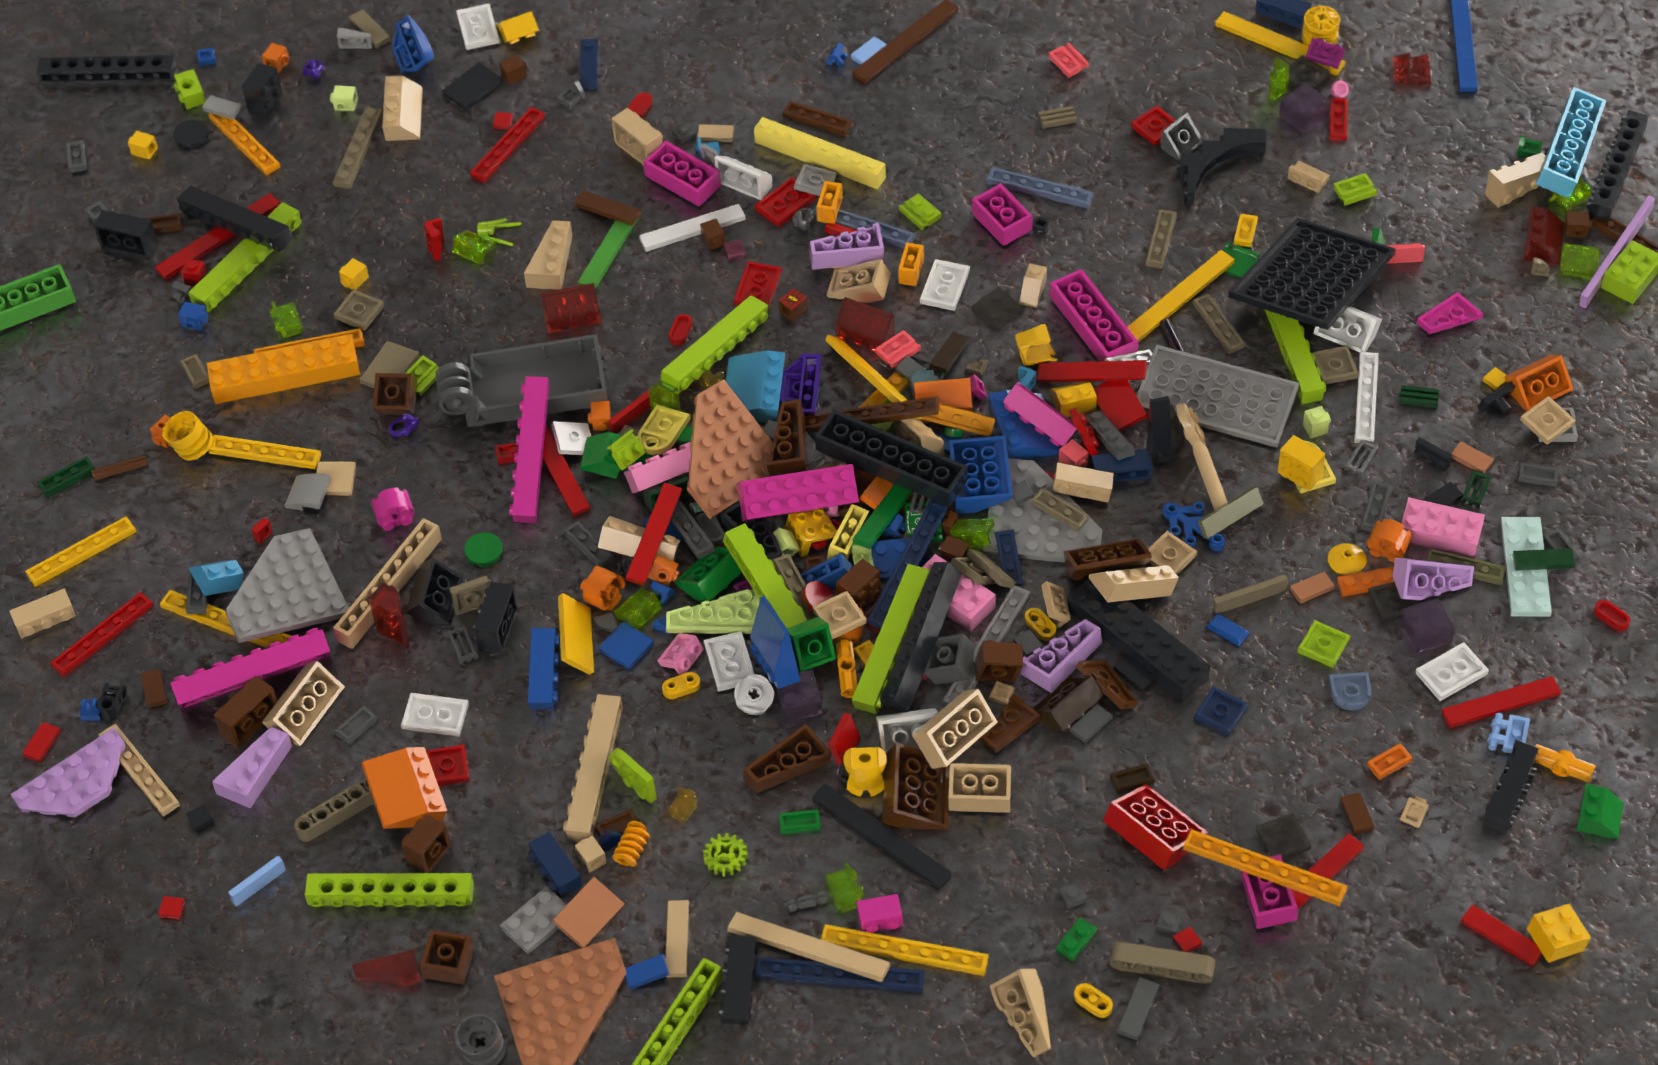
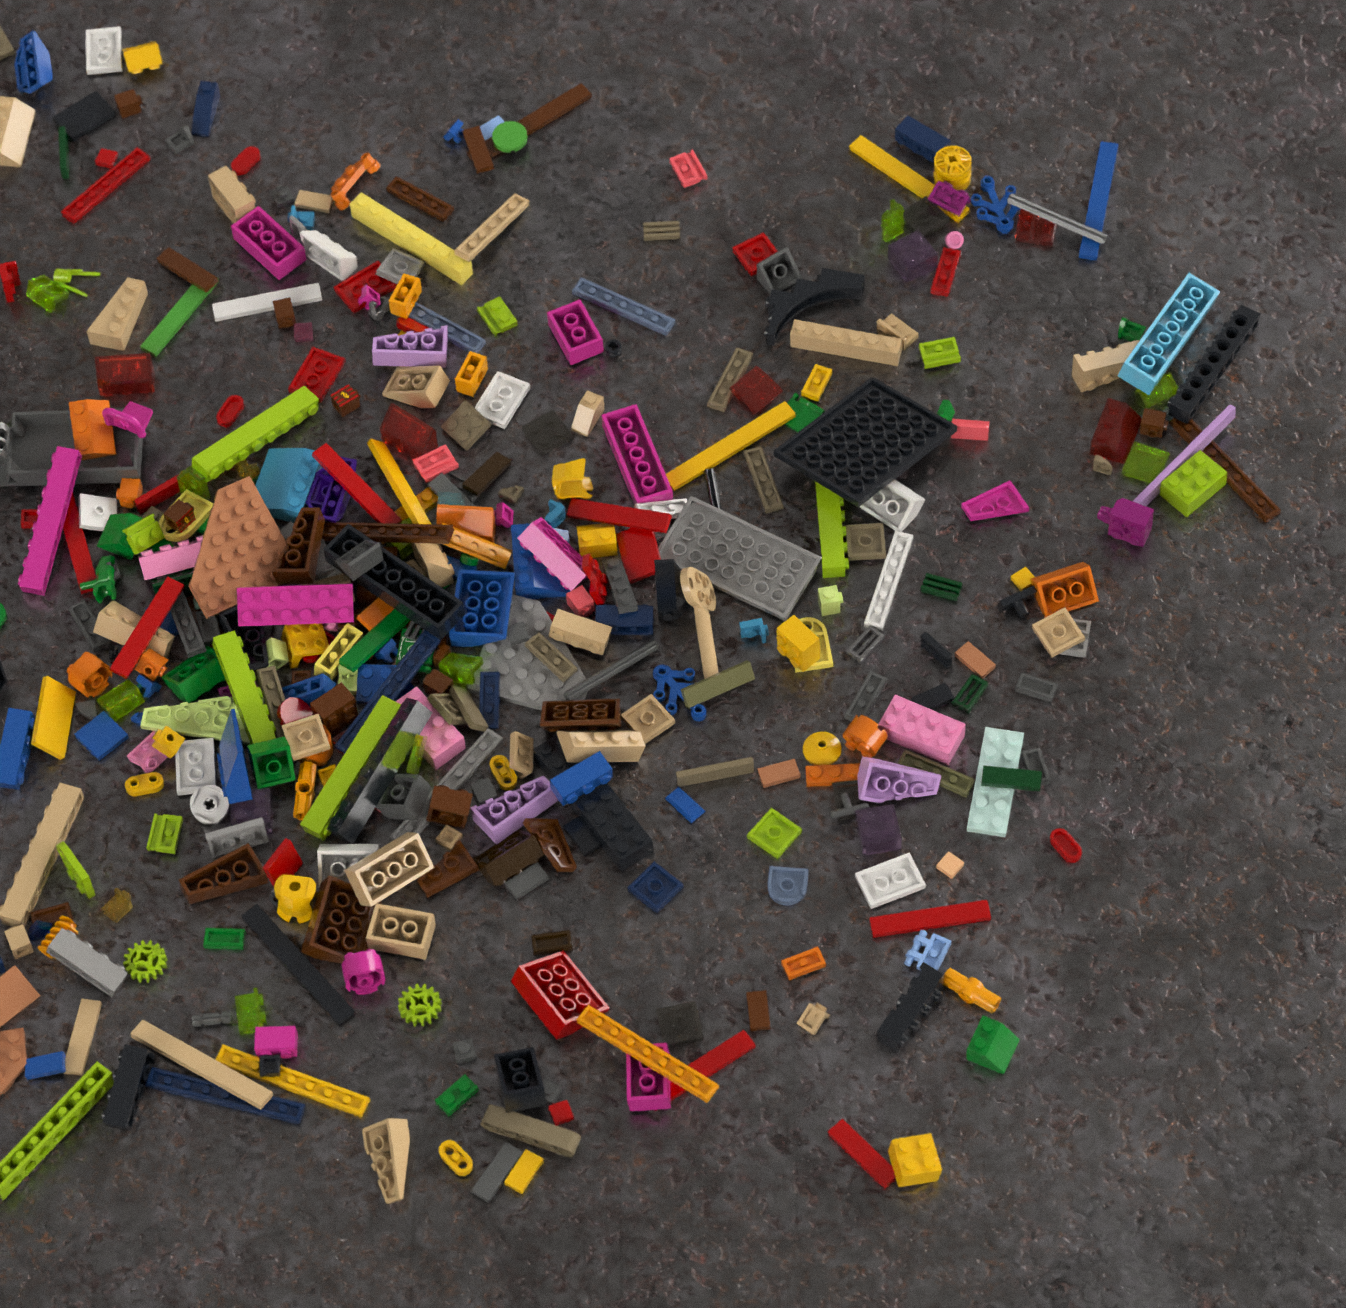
camera: 10 degrees right, 5 degrees up
(460, 120) = (63, 152): none -> dark green tile
(553, 358) = (89, 429): none -> orange slope
(590, 343) = (132, 418): none -> dark pink piece
(597, 500) = (104, 584): none -> green piece
(658, 428) = (179, 516): none -> reddish brown brick
(668, 862) = (87, 962): none -> light grey brick
(699, 639) = (167, 741): none -> yellow brick
(714, 729) = (164, 833): none -> lime plate
(746, 106) = (349, 177): none -> orange plate
(786, 722) = (233, 837): none -> light grey tile
(792, 207) = (369, 295): none -> dark pink tile
(825, 376) = (355, 485): none -> red tile
(856, 438) = (360, 559): none -> dark grey slope
(863, 67) = (478, 149): none -> reddish brown tile
(879, 937) = (270, 1066): none -> black tile
(891, 52) = (509, 136): none -> bright green tile
(896, 132) = (491, 227): none -> tan tile
(917, 311) = (466, 425): none -> dark tan plate
(952, 832) = (363, 972): none -> dark pink brick
(956, 614) = (416, 754): none -> clear neon green tile
(1018, 859) = (416, 997): none -> lime gear
(1122, 514) = (611, 670): none -> dark grey axle
(1126, 615) = (581, 778): none -> blue brick
(1141, 912) = (519, 1079): none -> black brick
(1165, 1003) = (523, 1171): none -> yellow tile
(1189, 243) = (756, 389): none -> clear red slope
(1249, 457) = (752, 628): none -> dark azure bracket
(1264, 191) = (846, 342): none -> tan brick
(1381, 69) = (996, 205): none -> blue plant
(1392, 609) = (848, 808): none -> dark grey piece
(1432, 58) = (1057, 218): none -> axle
(1505, 649) = (950, 865): none -> light nougat tile
(1583, 312) = (1128, 521): none -> magenta hinge

